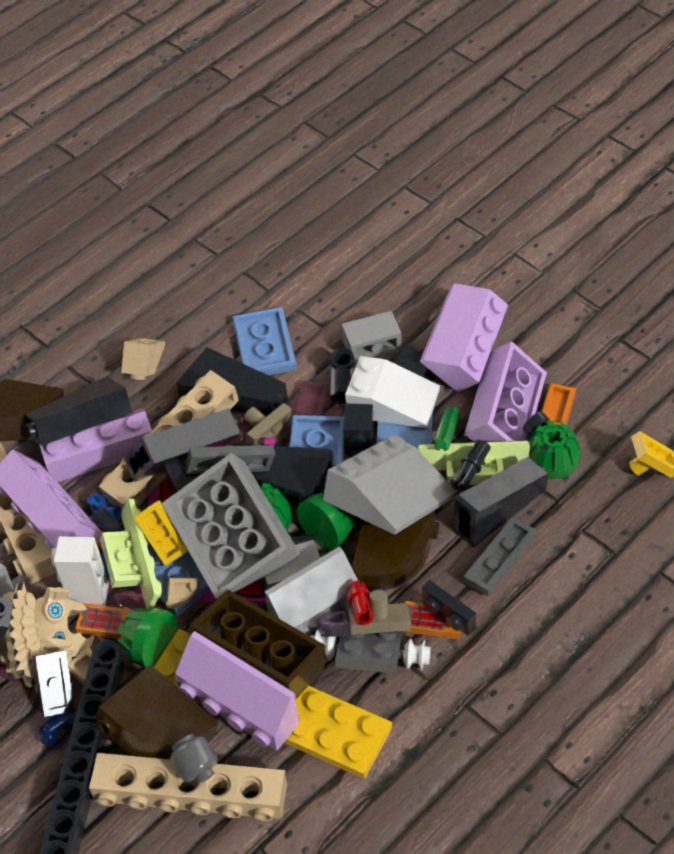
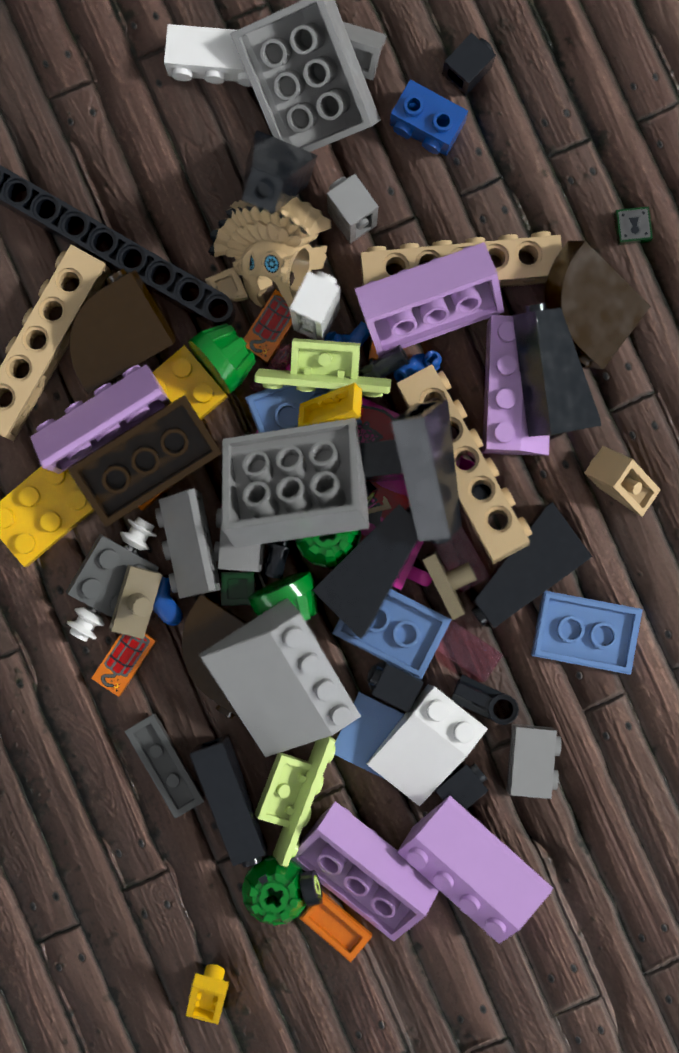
camera: 110 degrees right, 35 degrees up
(53, 683) = (207, 244): plate -> none
(54, 724) = (171, 236): clear blue arm -> none
(181, 591) = (263, 409): tan tile -> none
(193, 759) = (42, 350): dark grey head -> none
(257, 457) = (381, 513): dark grey plate -> none
(335, 624) = (146, 552): clear purple tile -> none
(359, 599) = (150, 586): red pin -> none
(446, 429) = (347, 783): green axle -> none
(448, 607) = (100, 682): black plate -> none
(471, 464) = (278, 786): black axle -> none

